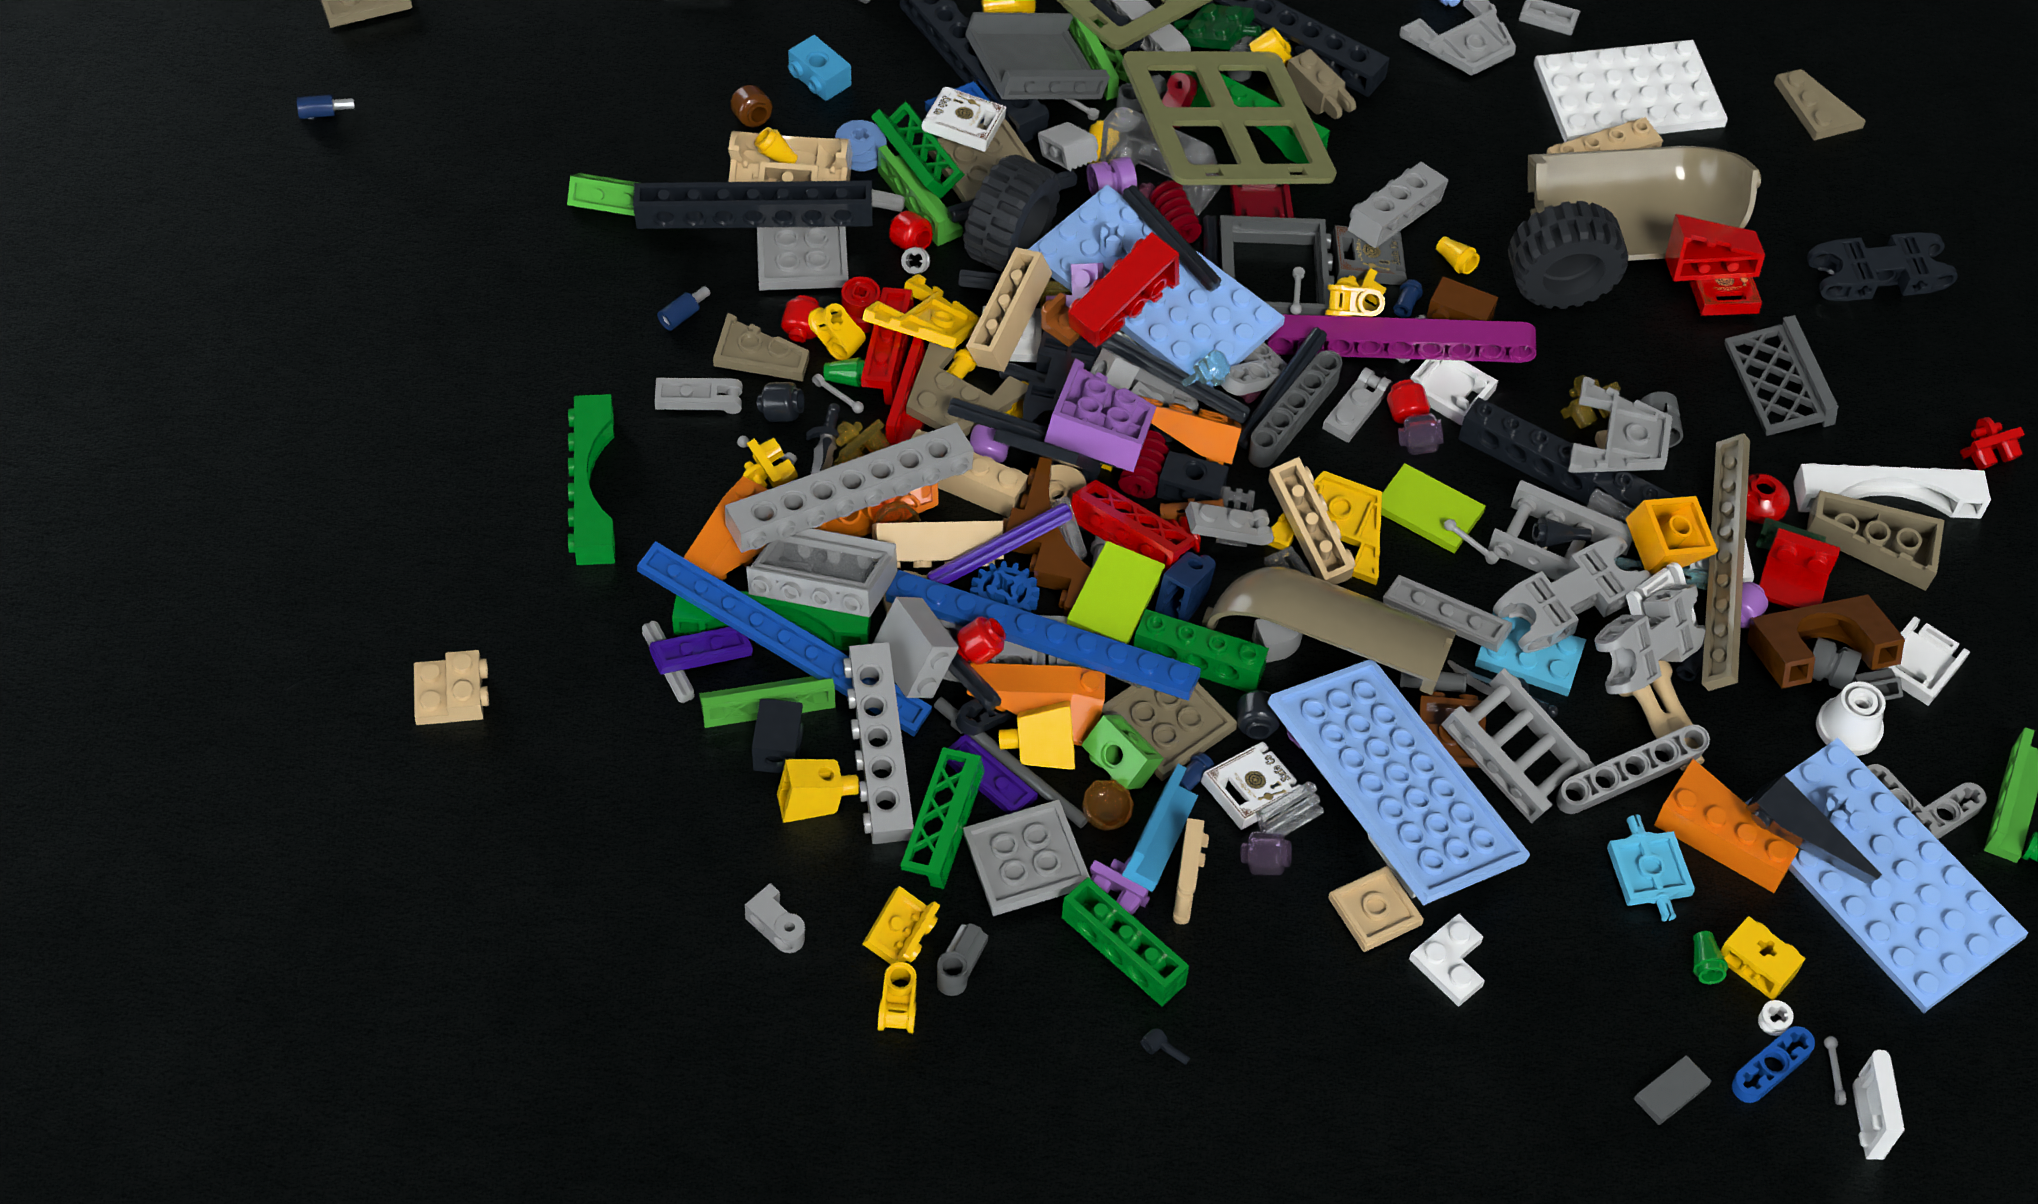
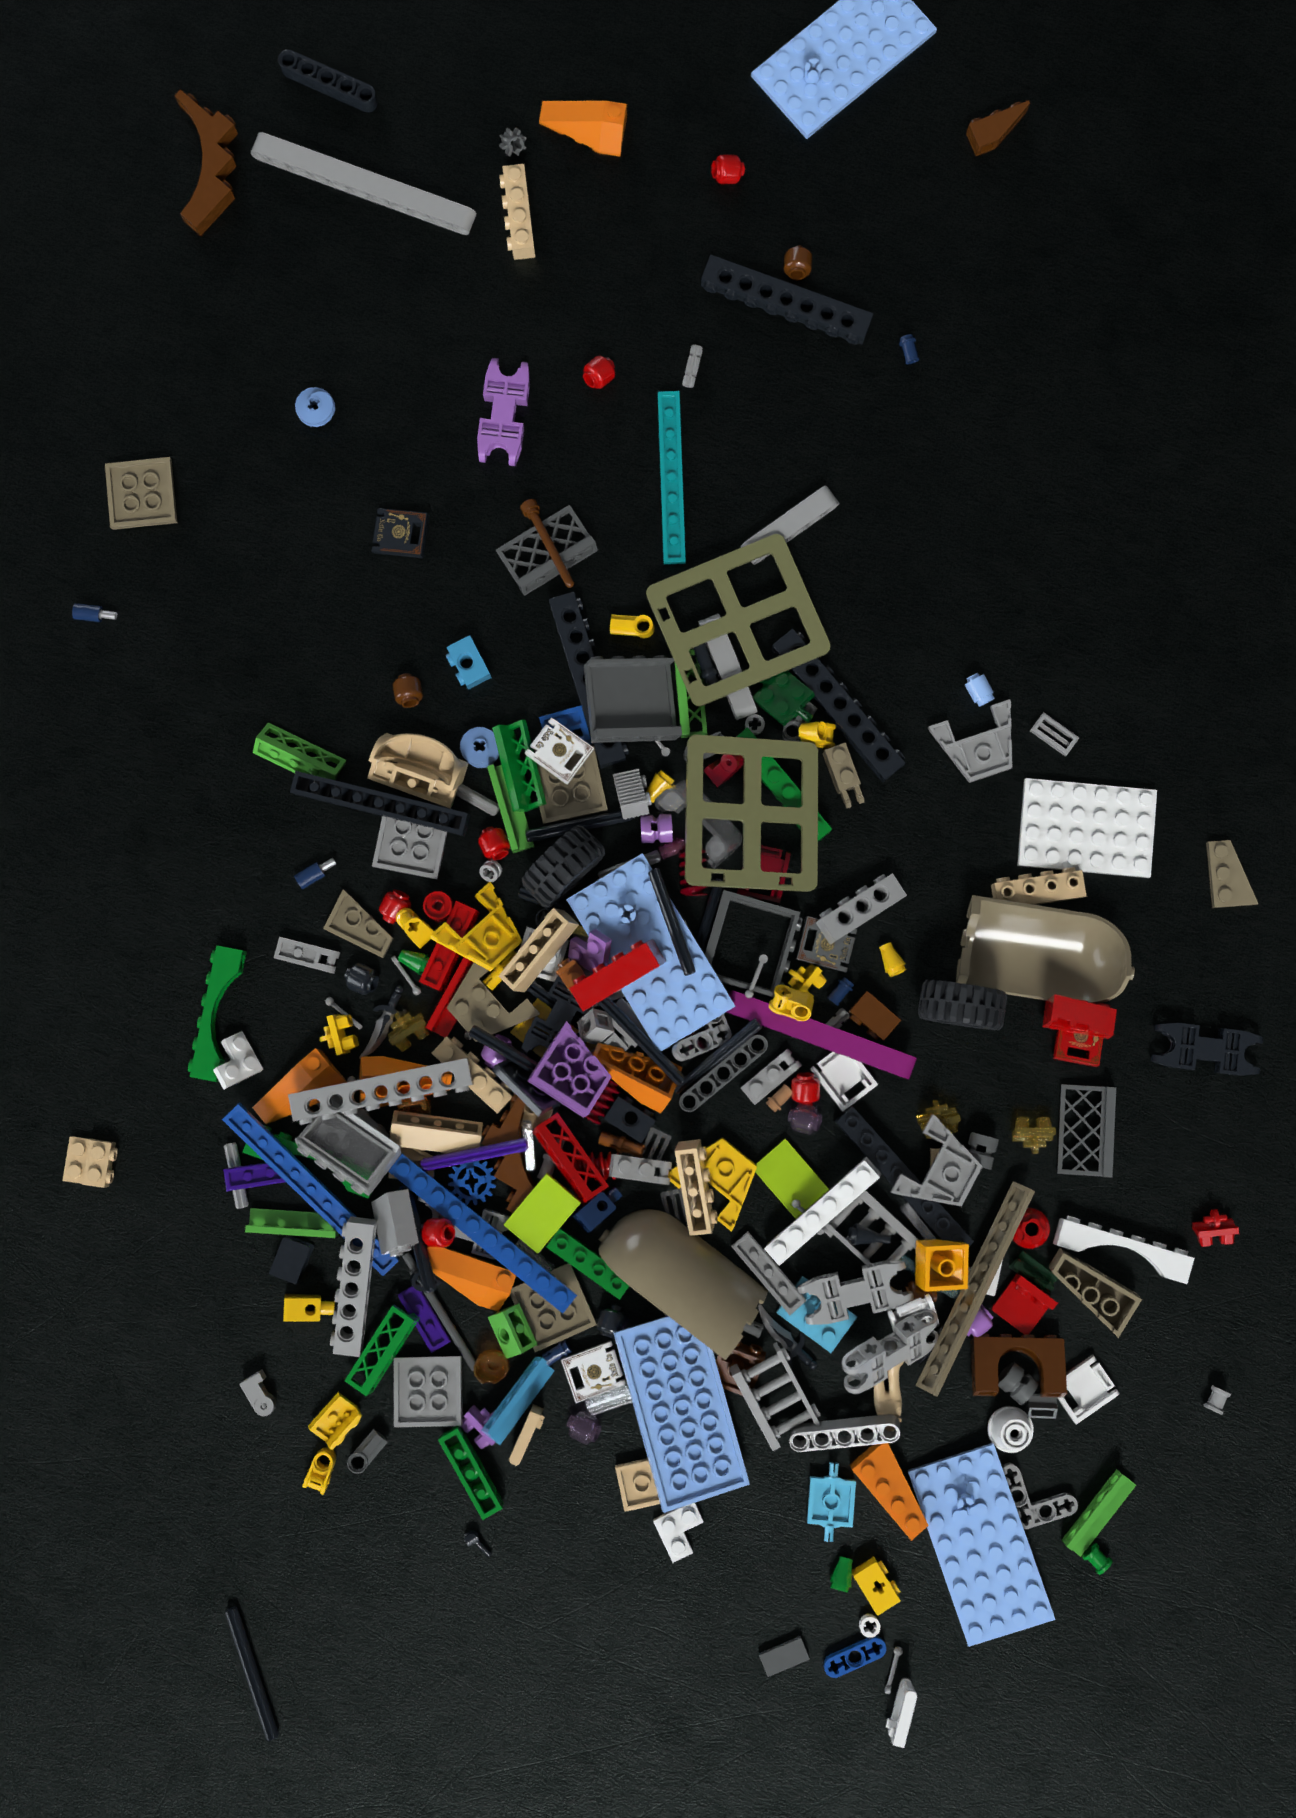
camera: 20 degrees right, 30 degrees up
(635, 522) = (242, 1063): none -> white plate
(774, 146) = (408, 750): yellow cone -> none
(1043, 736) = (463, 1308): yellow torso -> none
(1211, 368) = (663, 1046): clear light blue piece -> none
(1375, 428) = (779, 1098): none -> medium nougat pin
(1509, 481) = (823, 1211): none -> white arch
(1719, 391) = (1033, 1136): none -> clear yellow hips
(1796, 819) = (926, 1513): black wedge -> none

